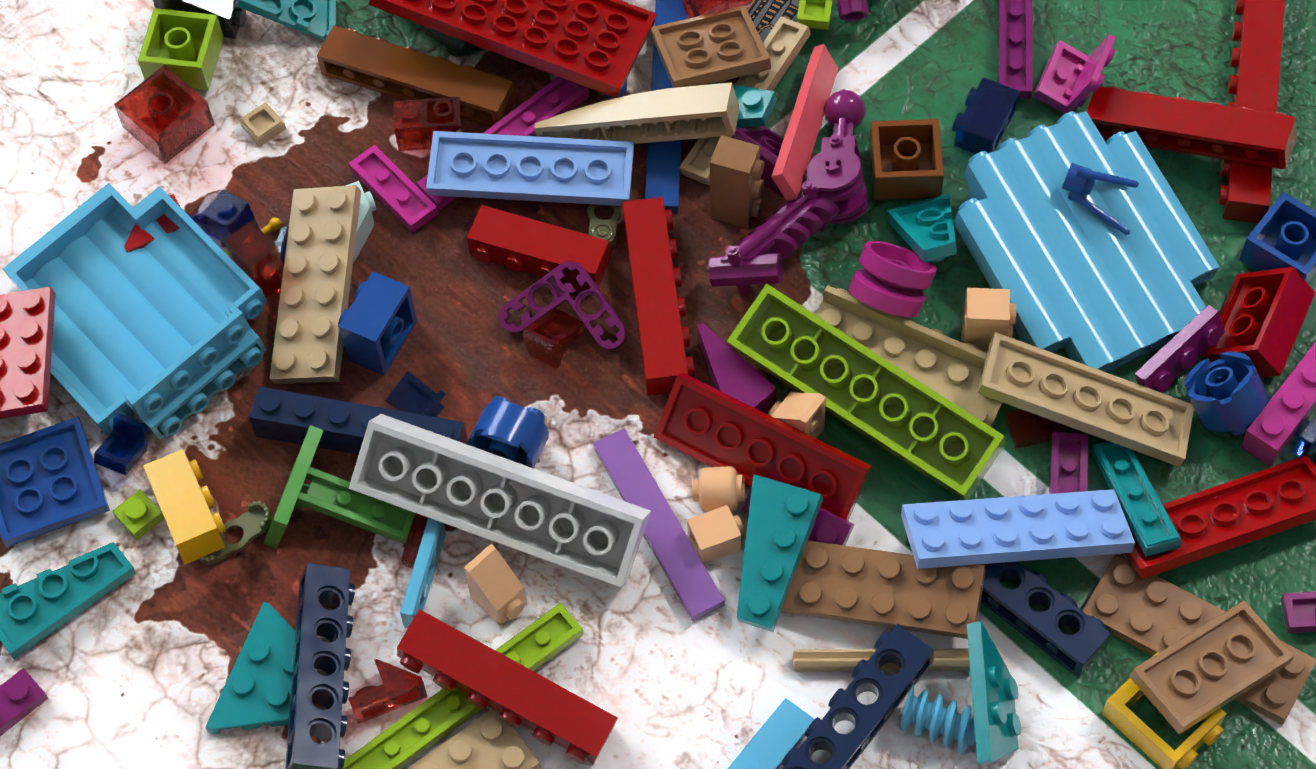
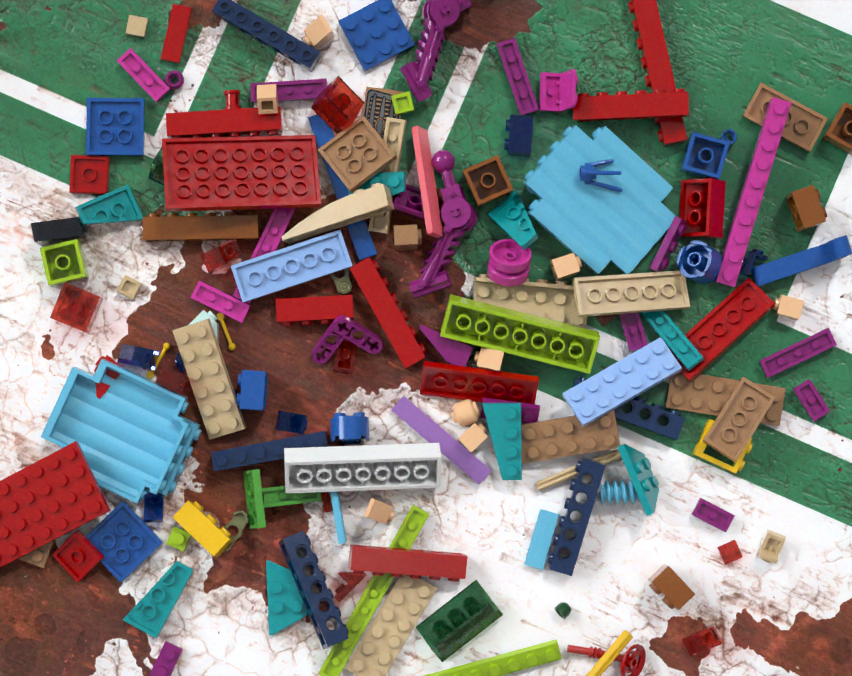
camera: 25 degrees left, 25 degrees up
(382, 214) = (231, 346): none -> yellow hinge

